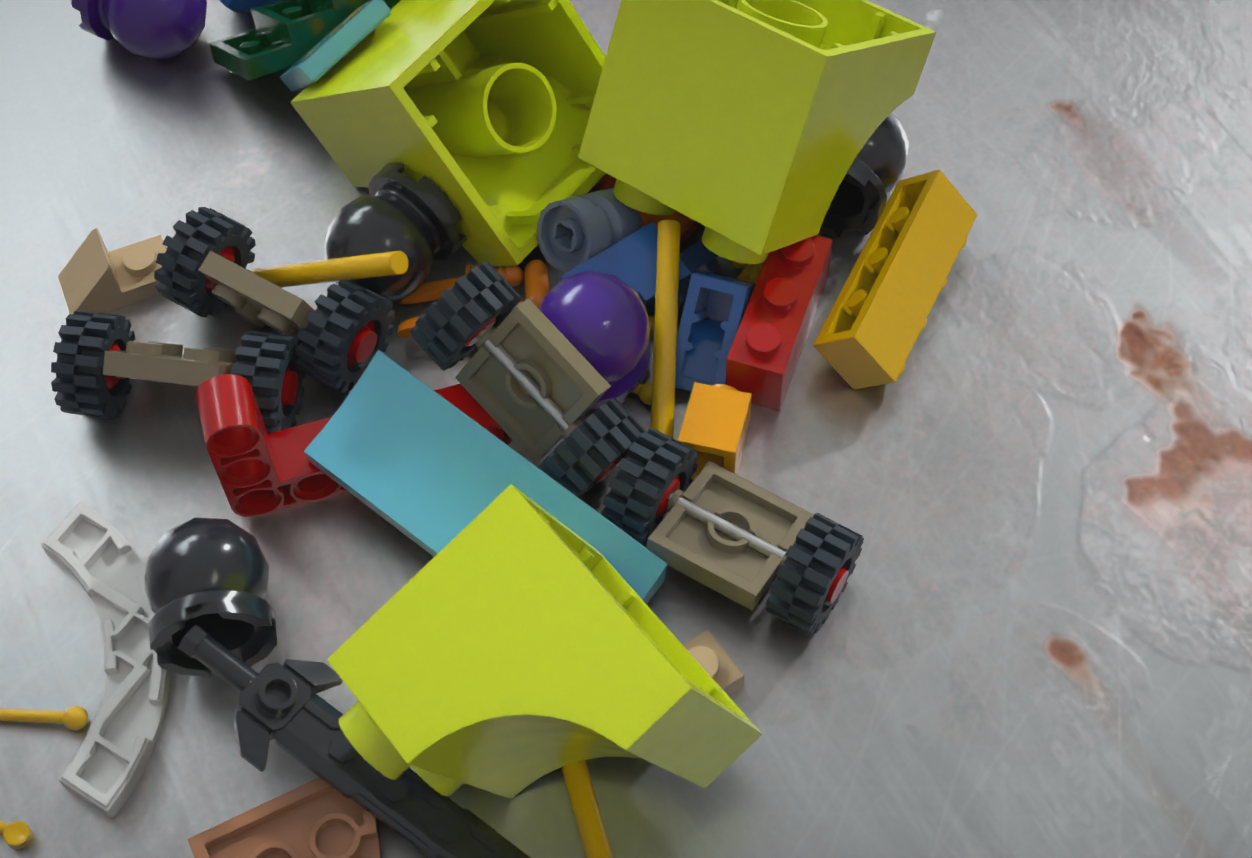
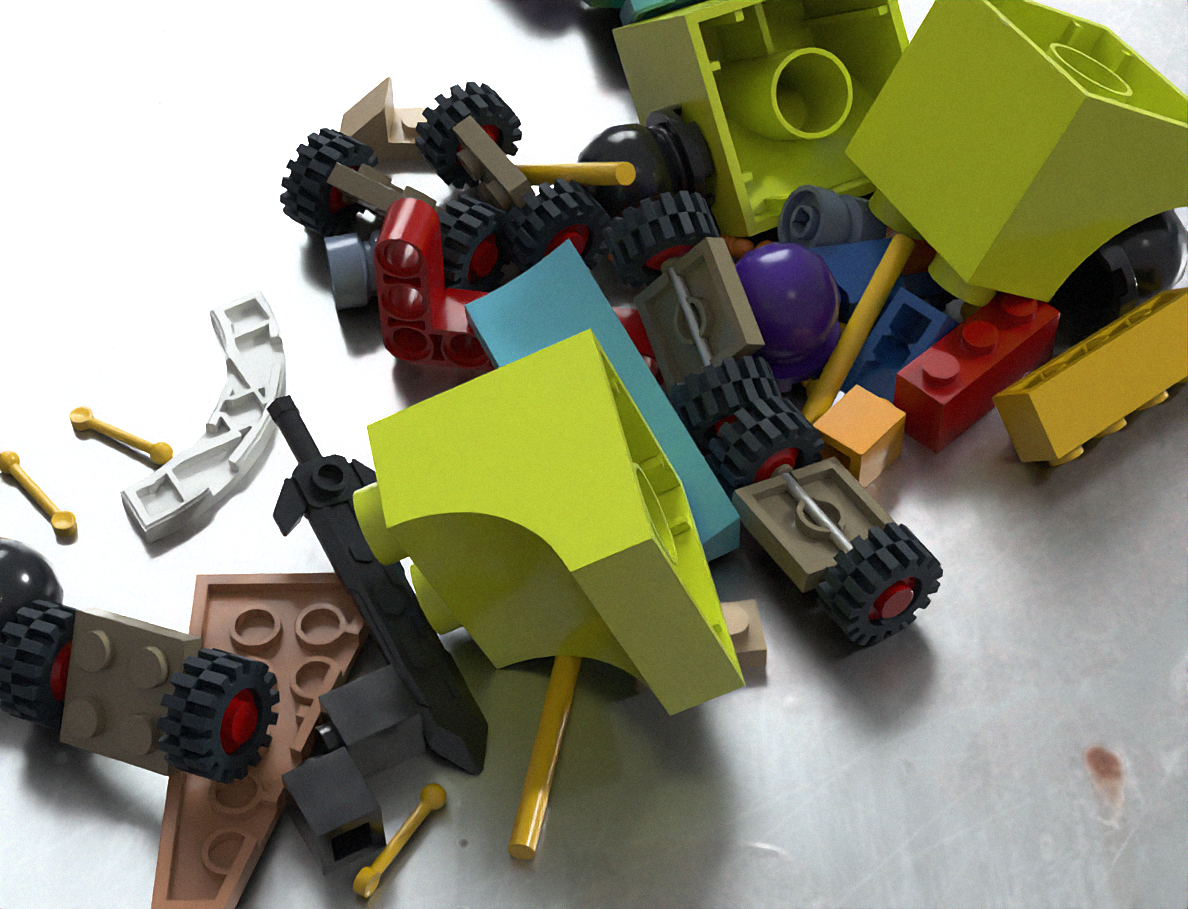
camera: 25 degrees right, 10 degrees down
(170, 443) = (351, 269): none -> sand blue wheel
(211, 578) = (334, 380): black tile -> none

